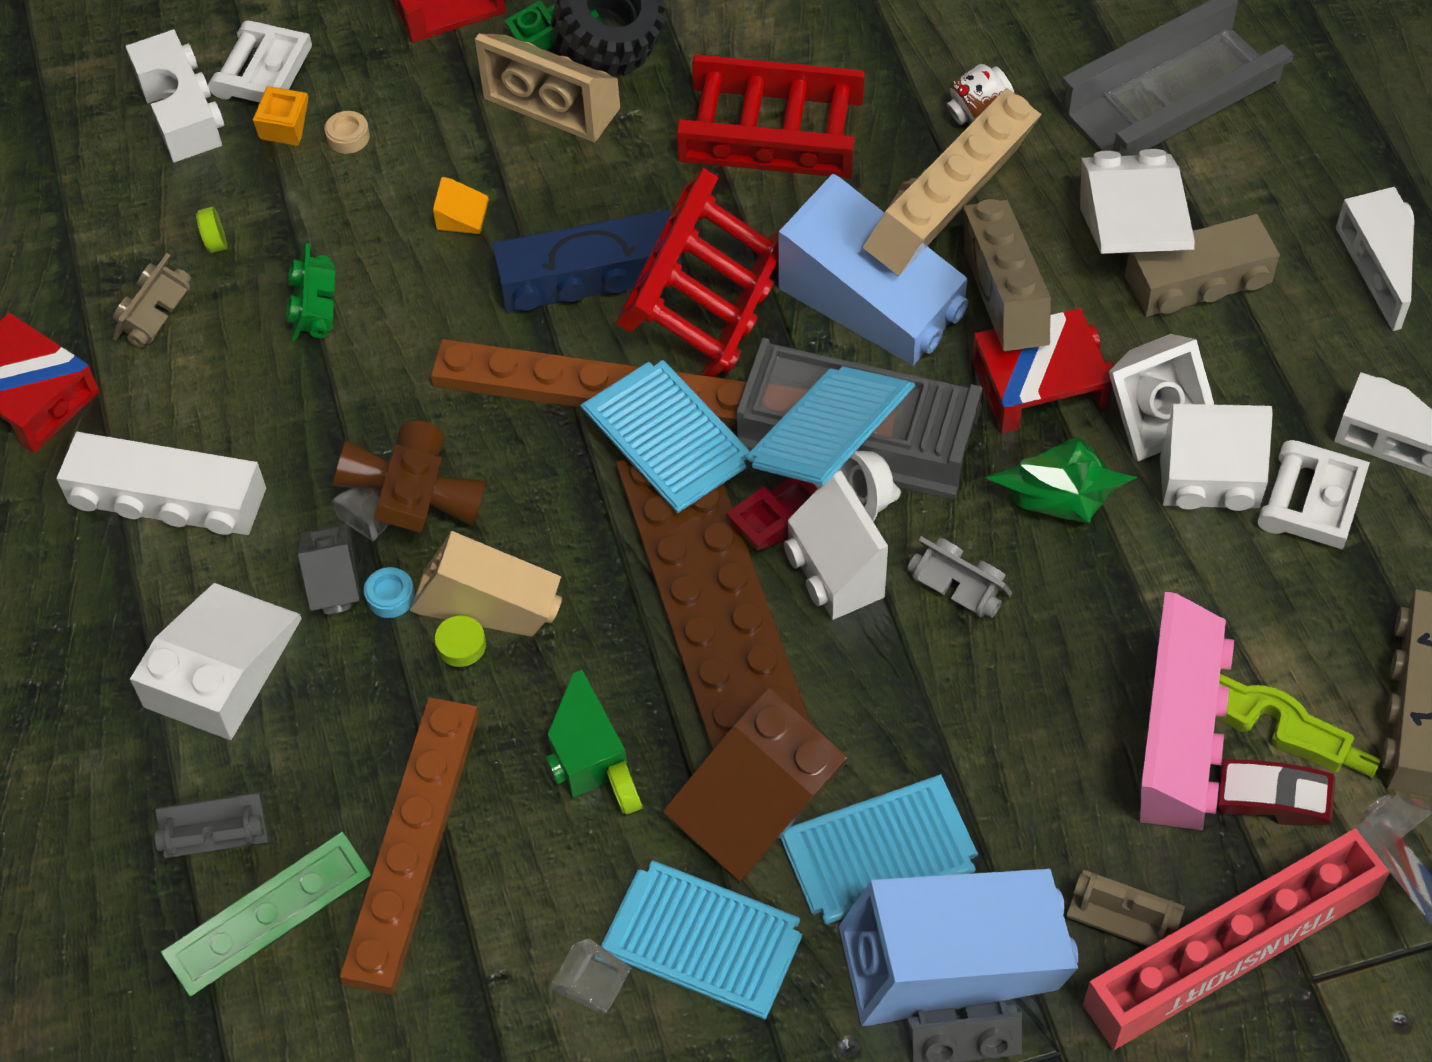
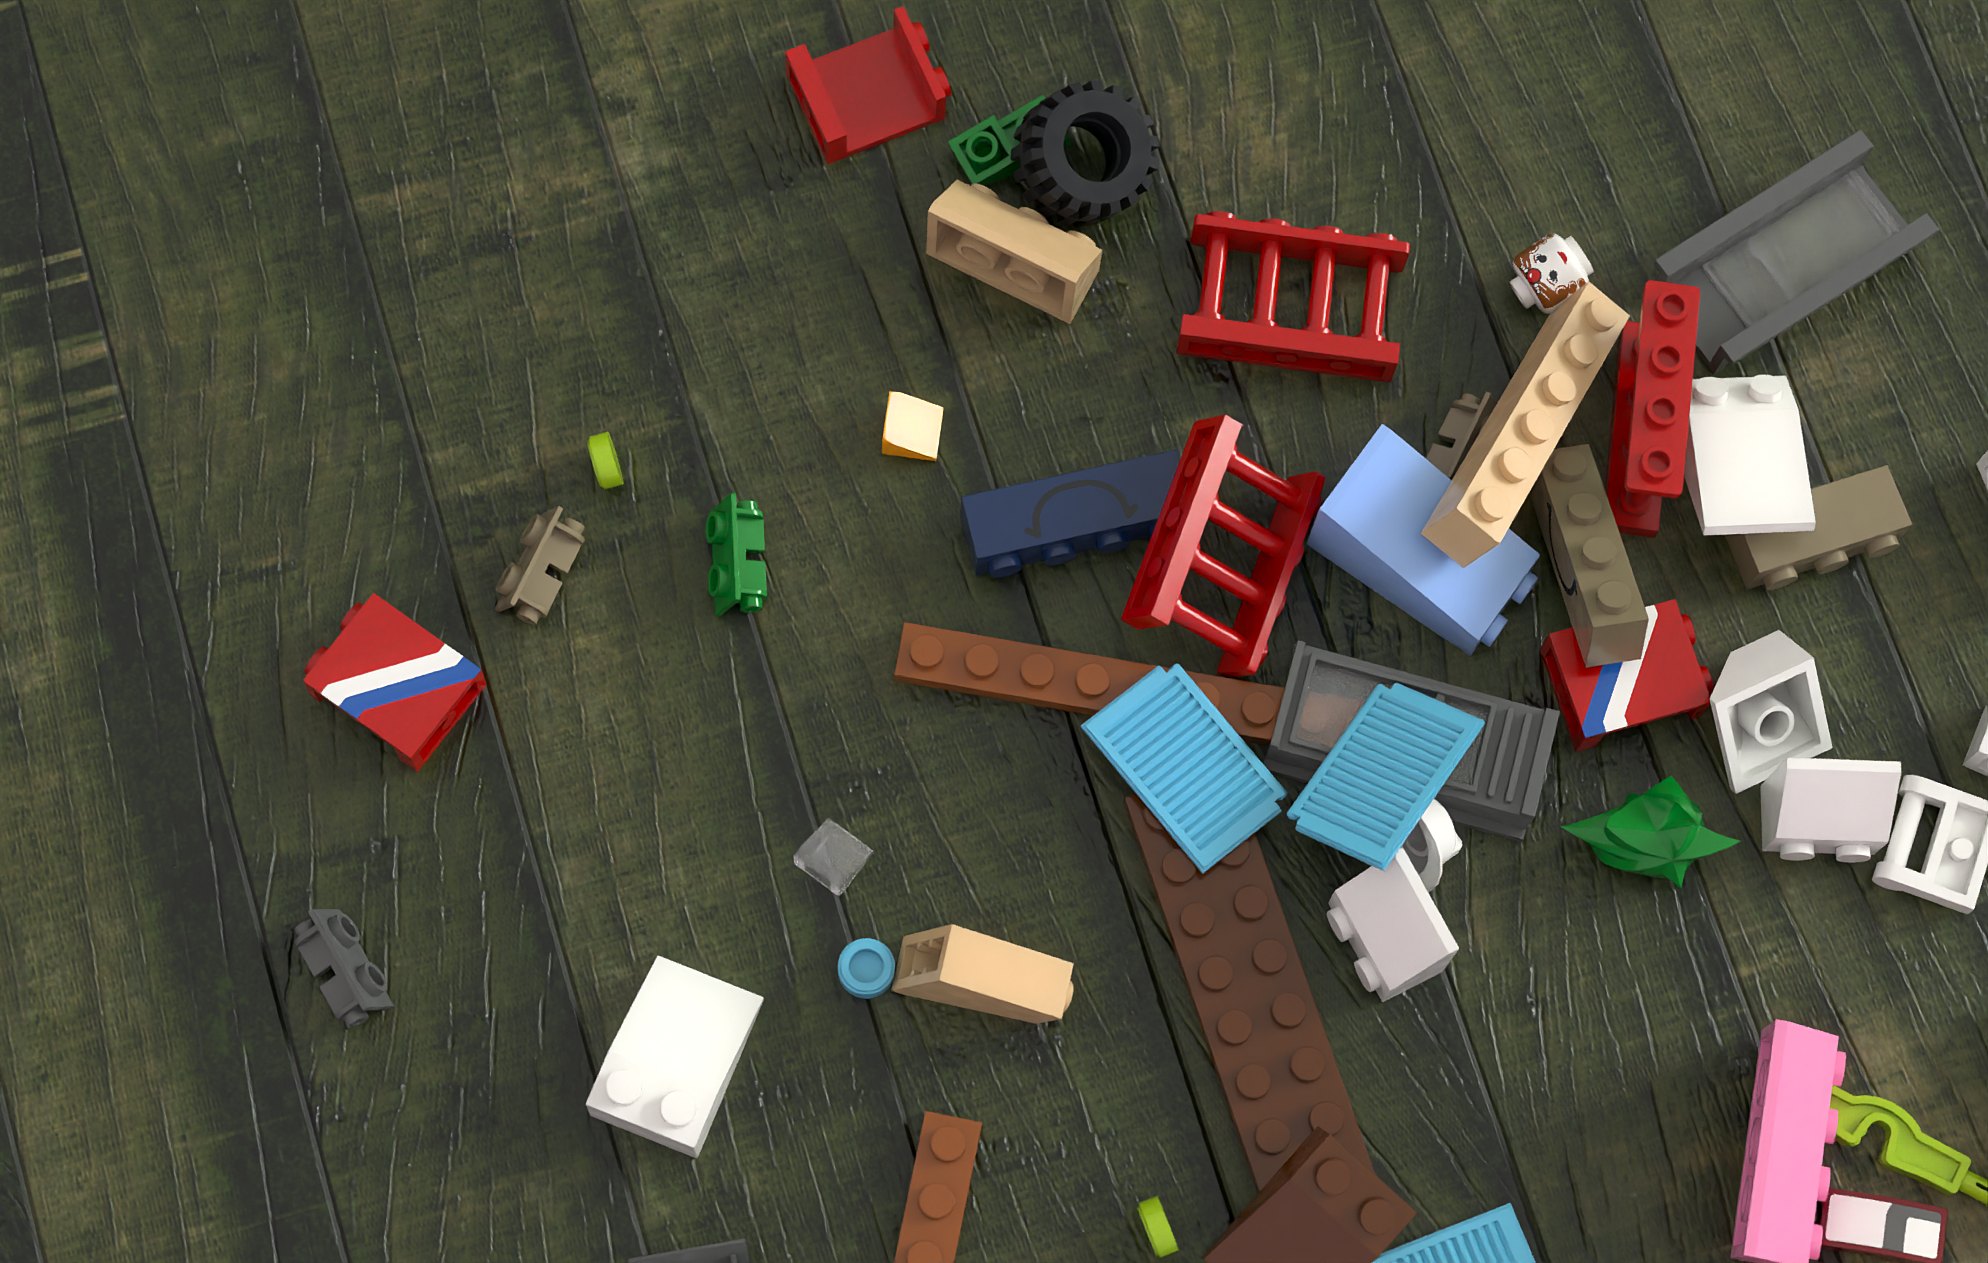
camera: 10 degrees left, 15 degrees up
(162, 483) = (583, 827): white brick -> none
(184, 117) = (519, 212): white arch -> none
(273, 64) = (655, 208): white plate -> none
(281, 115) = (676, 286): light orange slope -> none
(329, 569) = (796, 939): dark grey slope -> none
(347, 132) = (758, 307): tan tile -> none
(410, 479) = (886, 835): reddish brown brick -> none
(460, 641) = (955, 1033): lime tile -> none
(582, 740) = (1108, 1169): green slope -> none
(765, 514) = (1309, 876): dark red slope -> none
(977, 584) = (1550, 963): light grey hinge -> none
(1059, 171) = (1651, 406): none -> red fence

